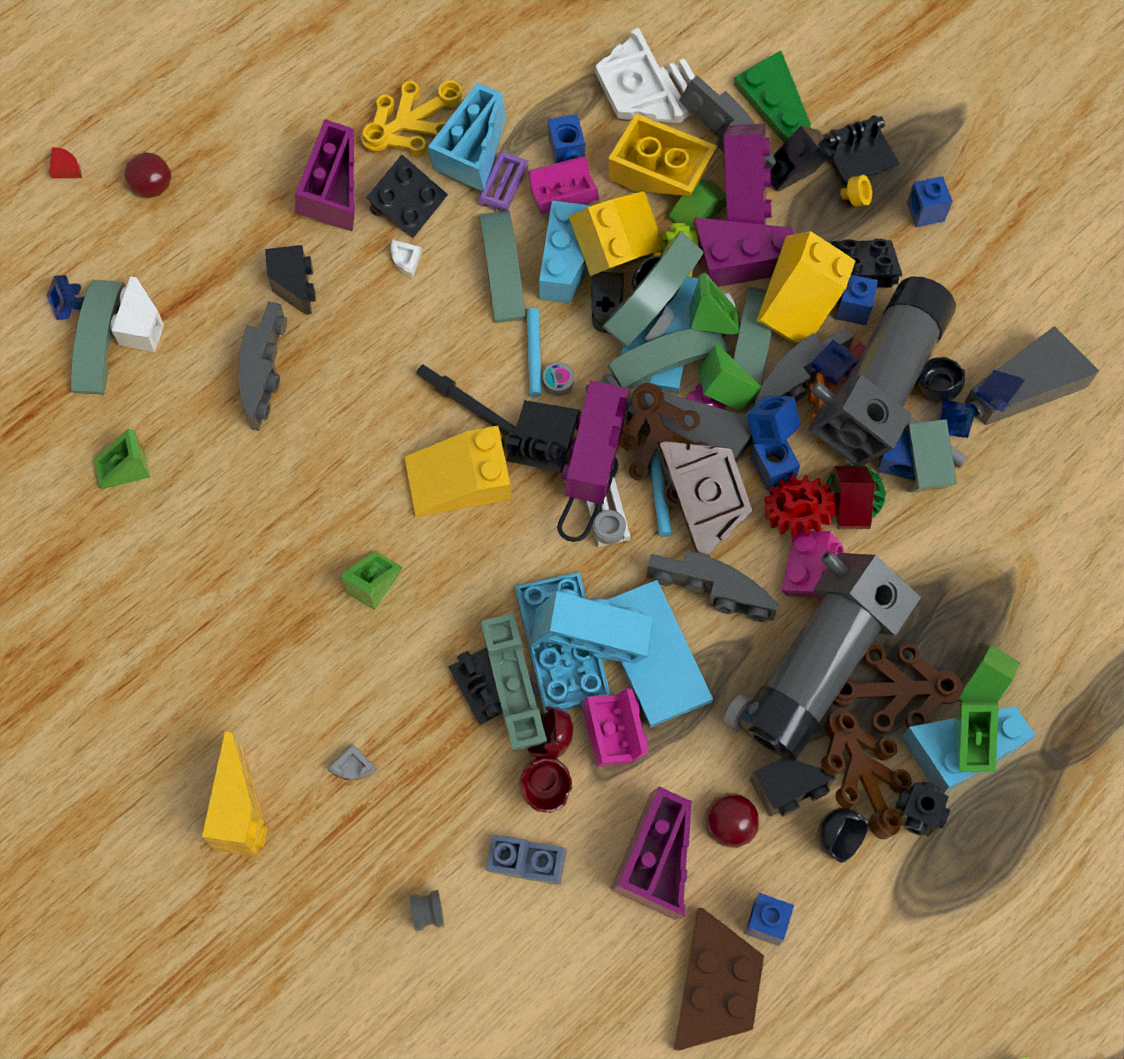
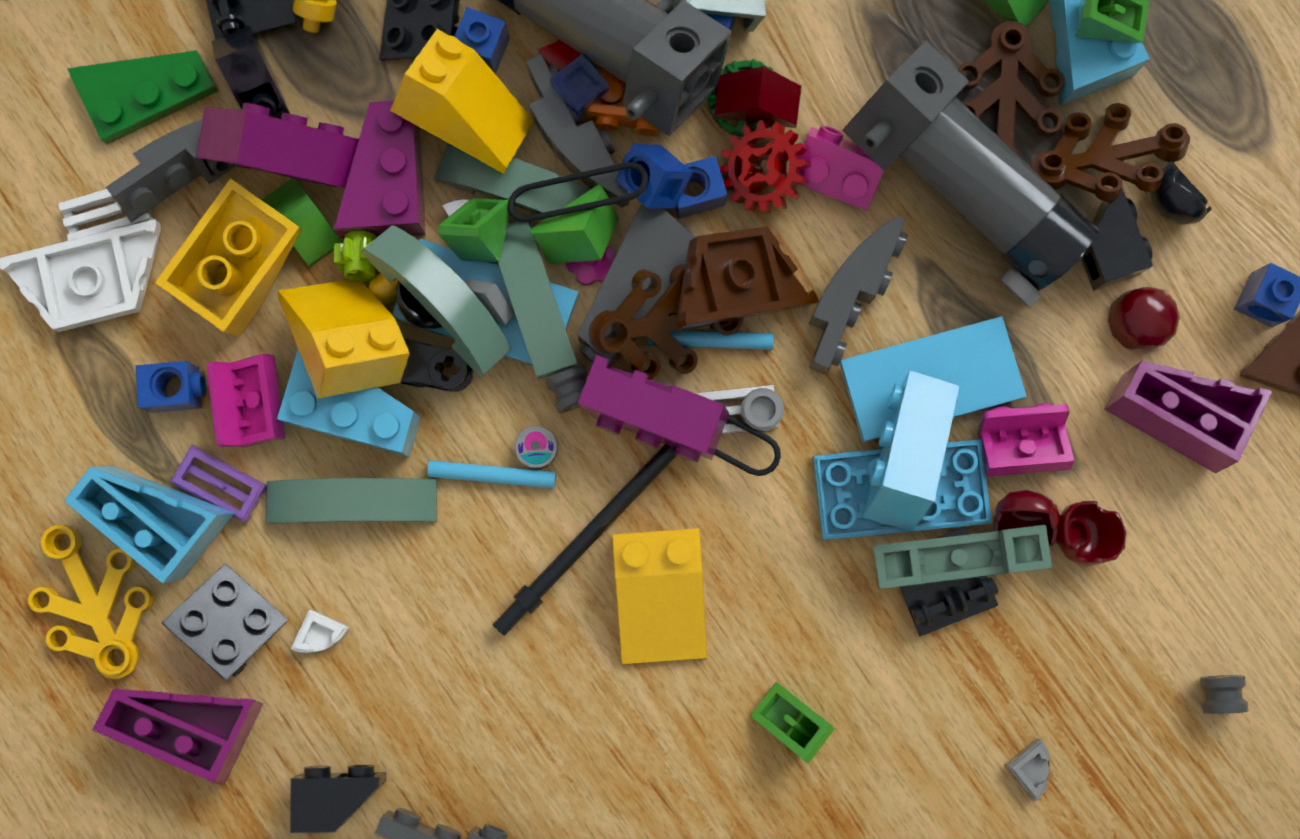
camera: 85 degrees left, 15 degrees up
(526, 860) = (1168, 568): sand blue slope -> none
(541, 436) = (631, 478): black hinge -> none
(741, 375) = (627, 165): none -> black piece
(917, 819) = (1161, 96): black brick -> none

